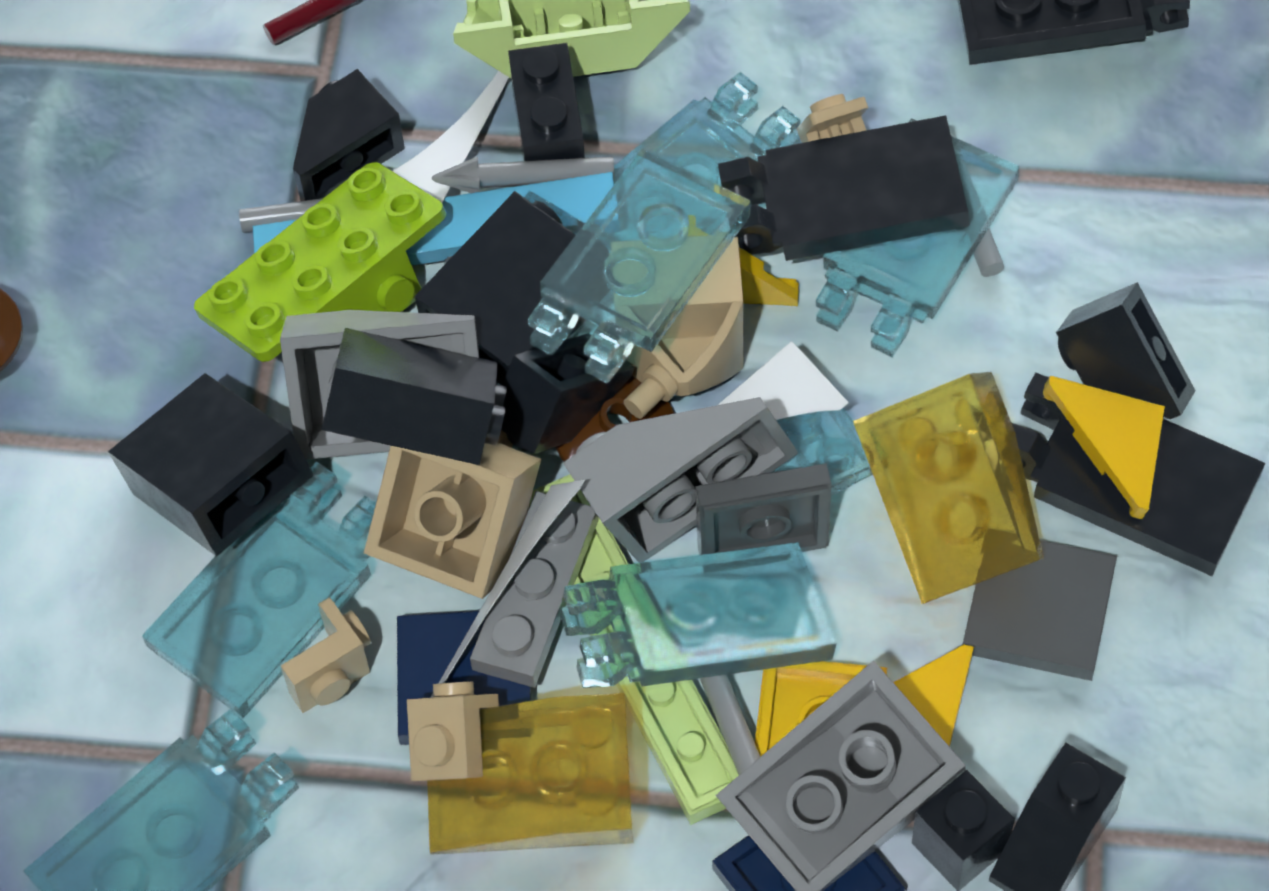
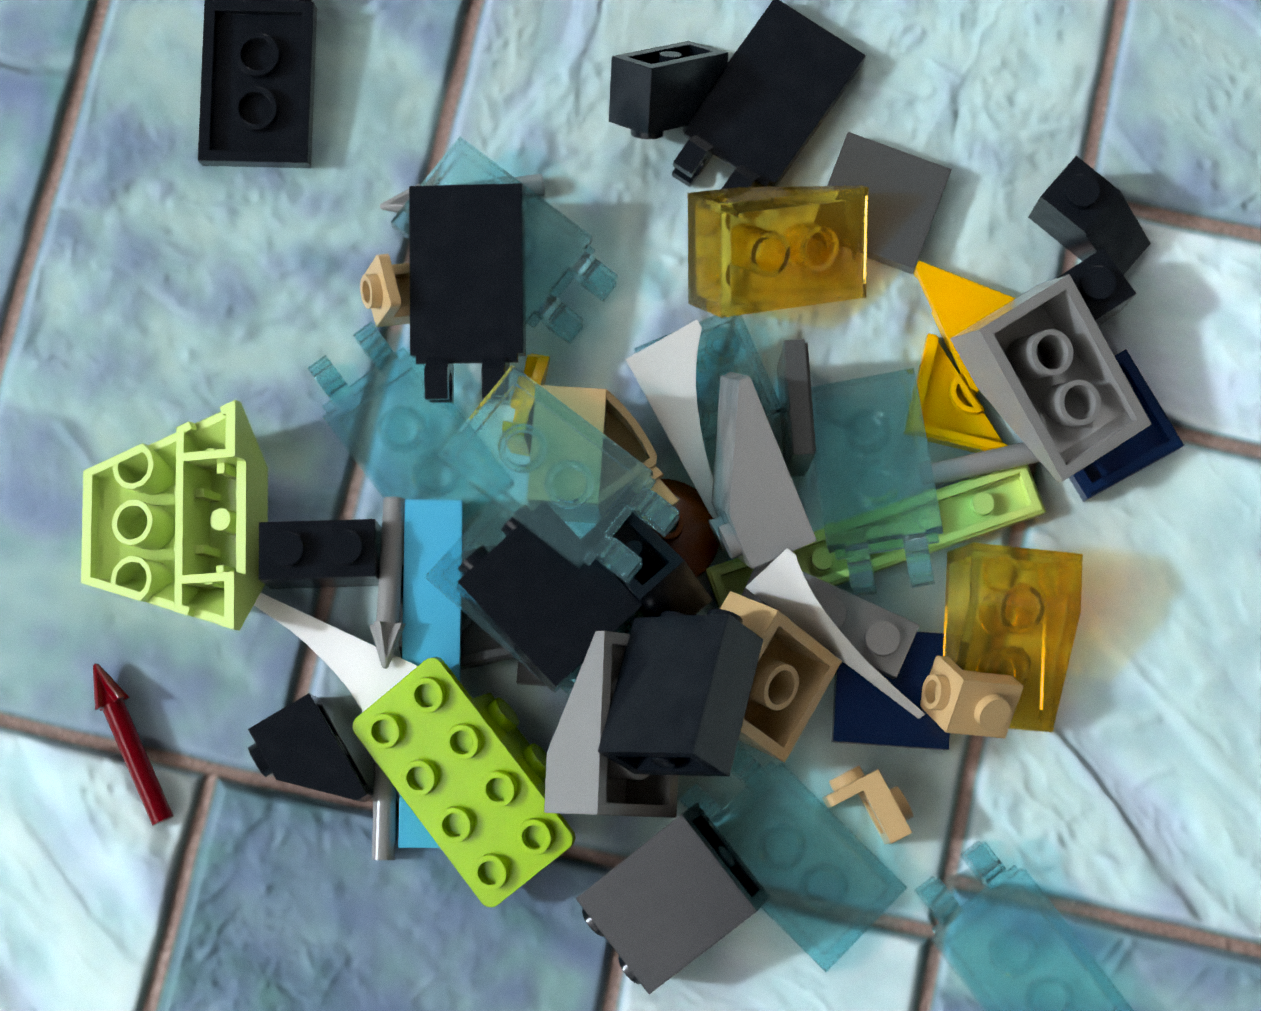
camera: 85 degrees left, 20 degrees up
(1116, 435) = (749, 106): yellow tile -> none

